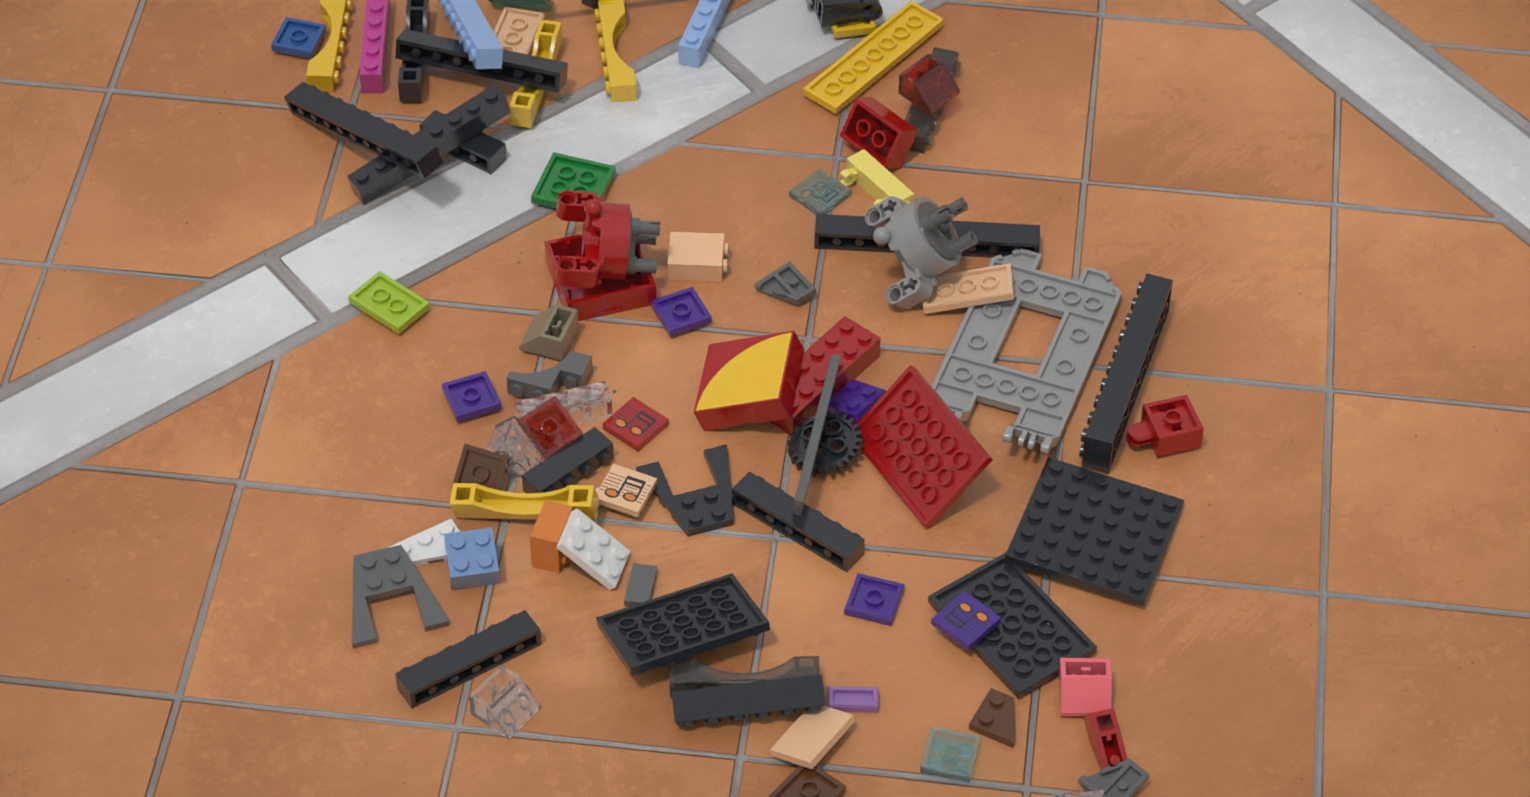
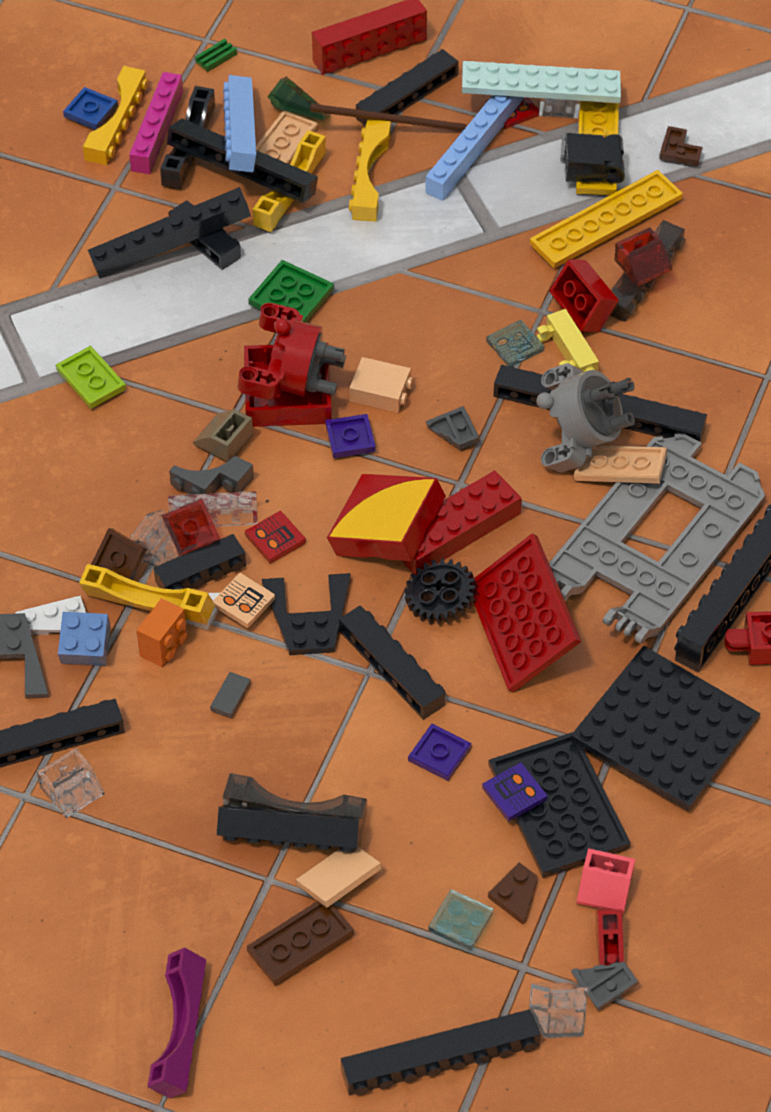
camera: 15 degrees right, 5 degrees up
(364, 130) = (113, 209): black brick -> none
(471, 396) = (135, 481): dark purple plate -> none
(593, 549) = (194, 652): white plate -> none
(682, 624) = (253, 741): black plate -> none
(816, 435) = (429, 583): dark grey tile -> none
(853, 699) = (389, 846): medium lavender tile -> none
(855, 399) = (479, 553): dark purple plate -> none

